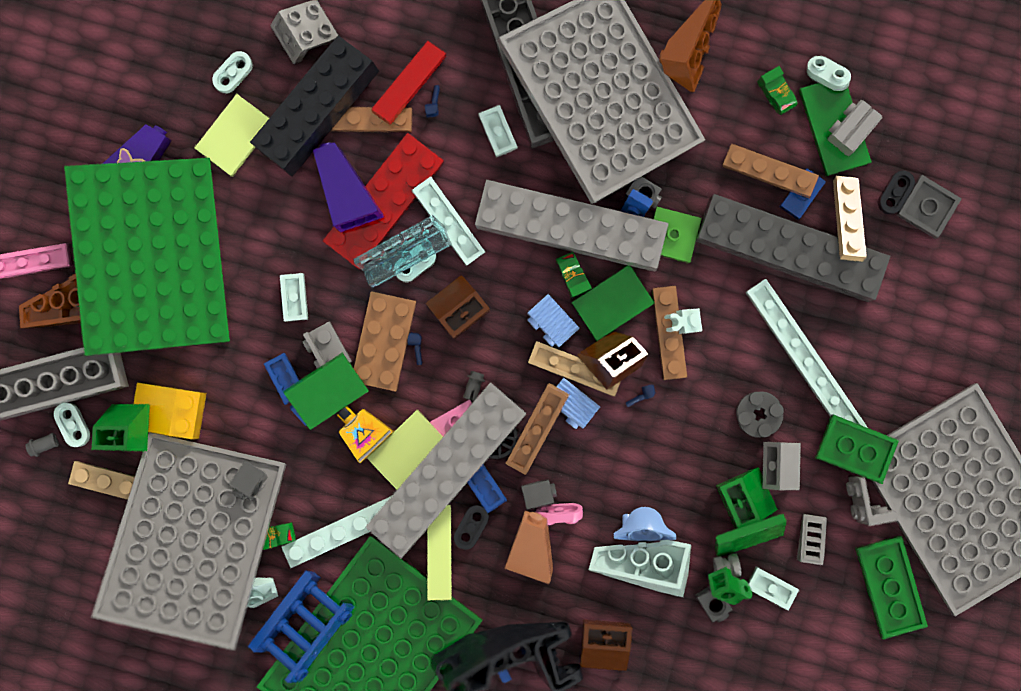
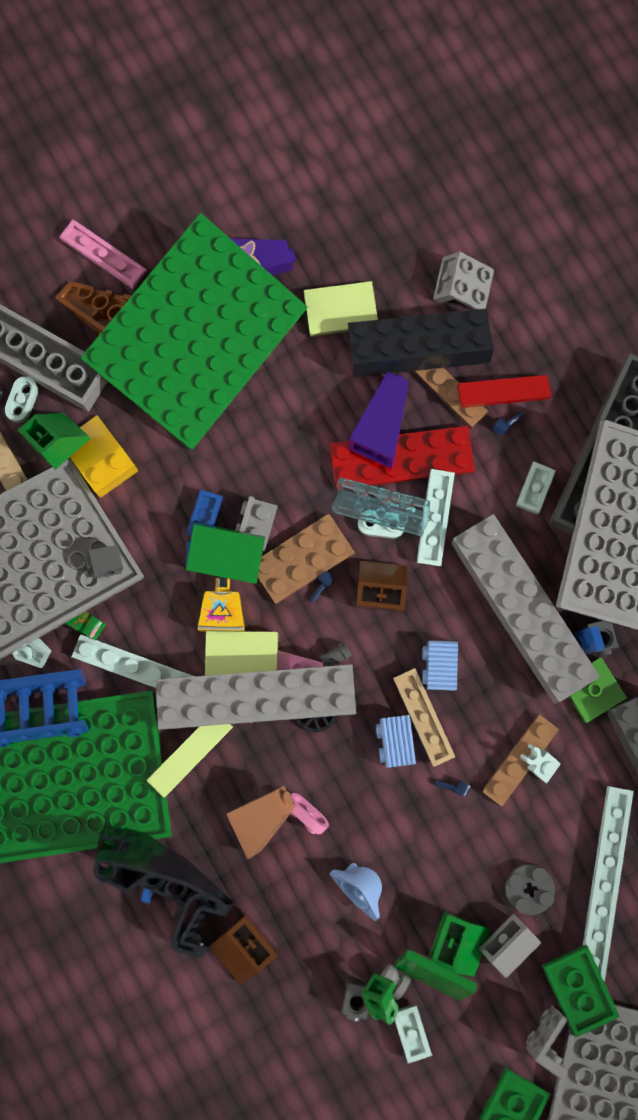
camera: 40 degrees right, 5 degrees down
(230, 71) = (383, 261): light aqua plate -> none
(294, 297) = (269, 463): light aqua plate -> none
(470, 526) = (231, 757): black plate -> none
(486, 489) = (270, 741): blue plate -> none
(537, 428) = (352, 734): medium nougat plate -> none
(539, 493) = (306, 783): dark grey brick -> none
(573, 275) = (489, 646): green leg -> none
(612, 303) = (499, 696): green tile -> none
(613, 358) = (460, 737): reddish brown slope -> none
(655, 565) = (337, 923): light aqua wedge -> none
(803, 547) = (477, 1040): light grey slope -> none

